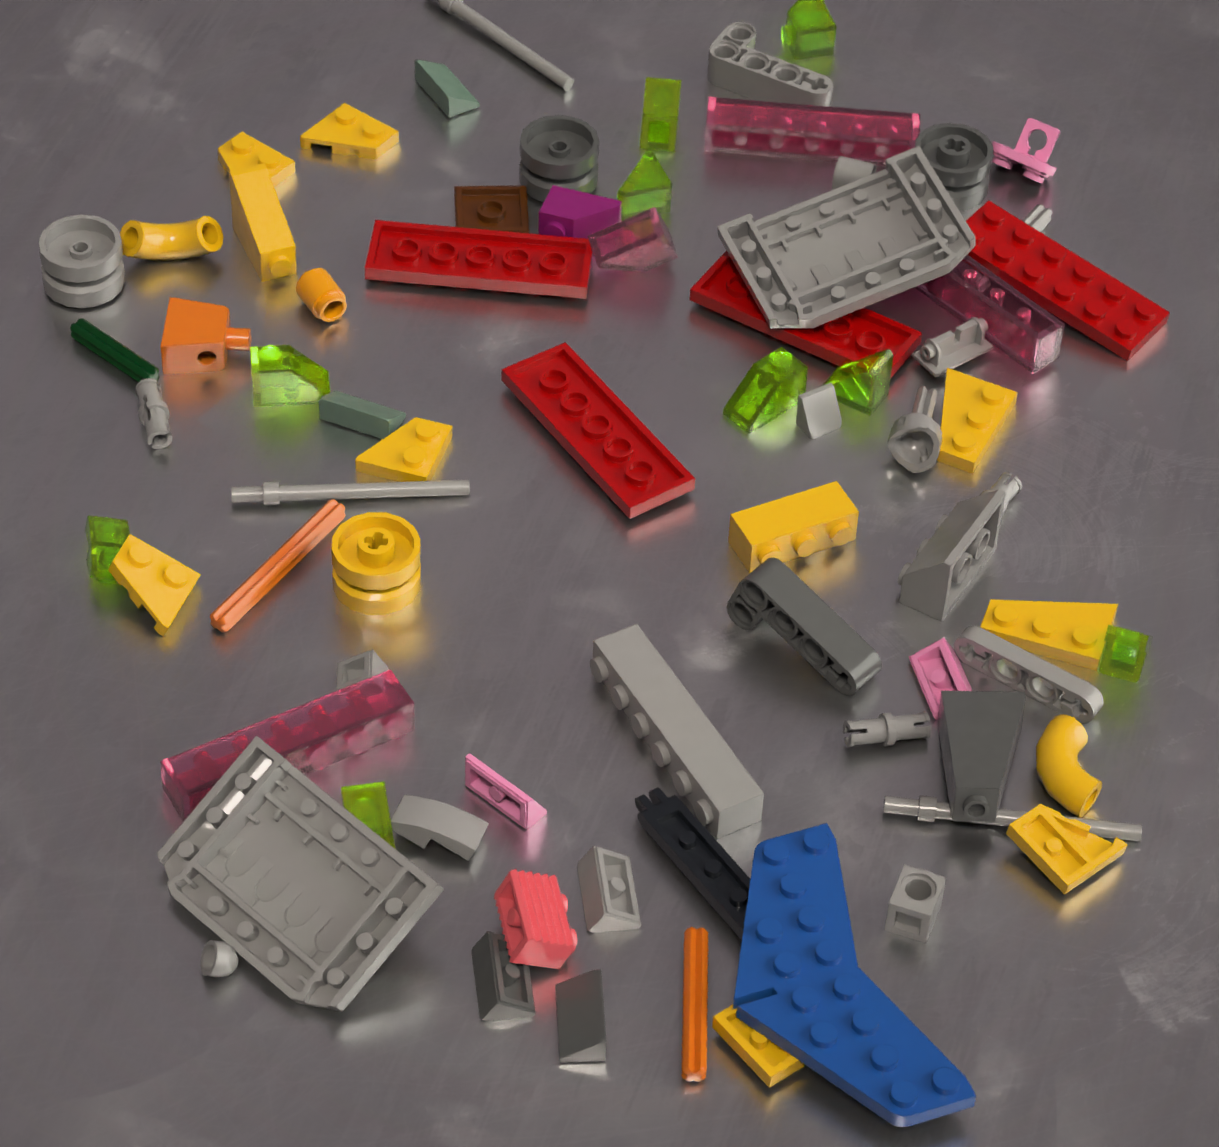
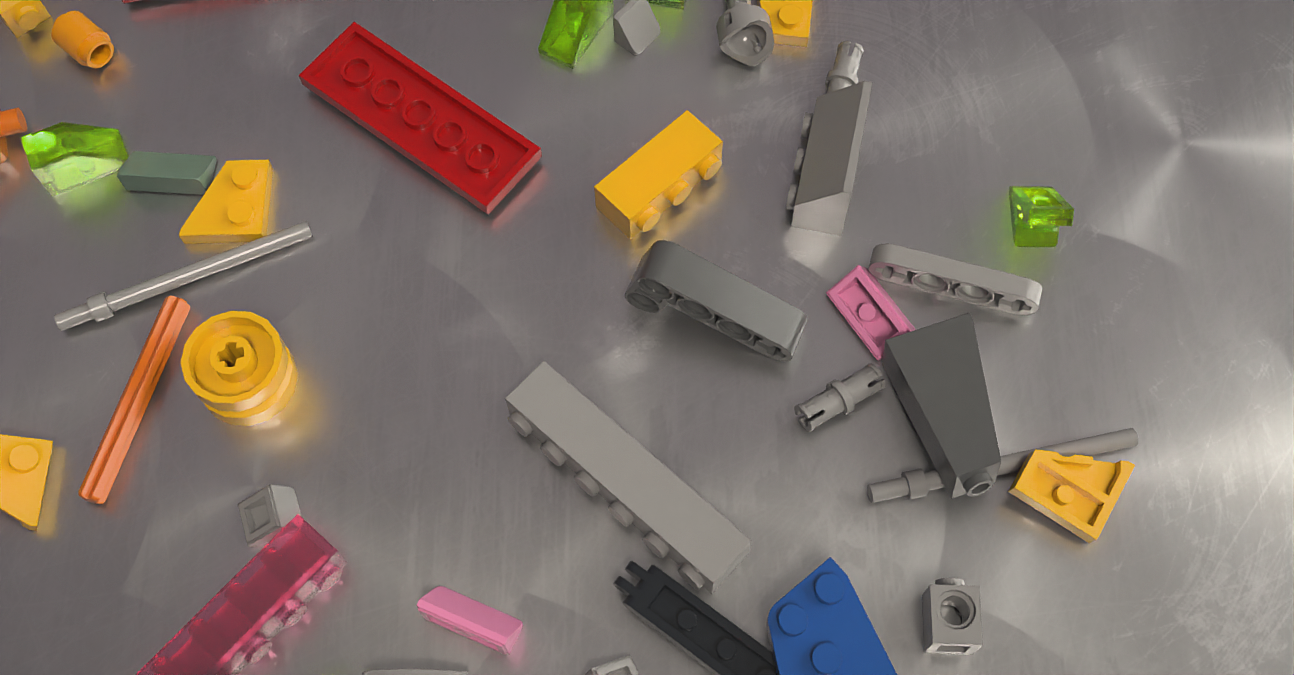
camera: 15 degrees left, 20 degrees up
(1053, 629) = (953, 211): yellow wing -> none
(1059, 765) = (1031, 389): yellow cylinder -> none

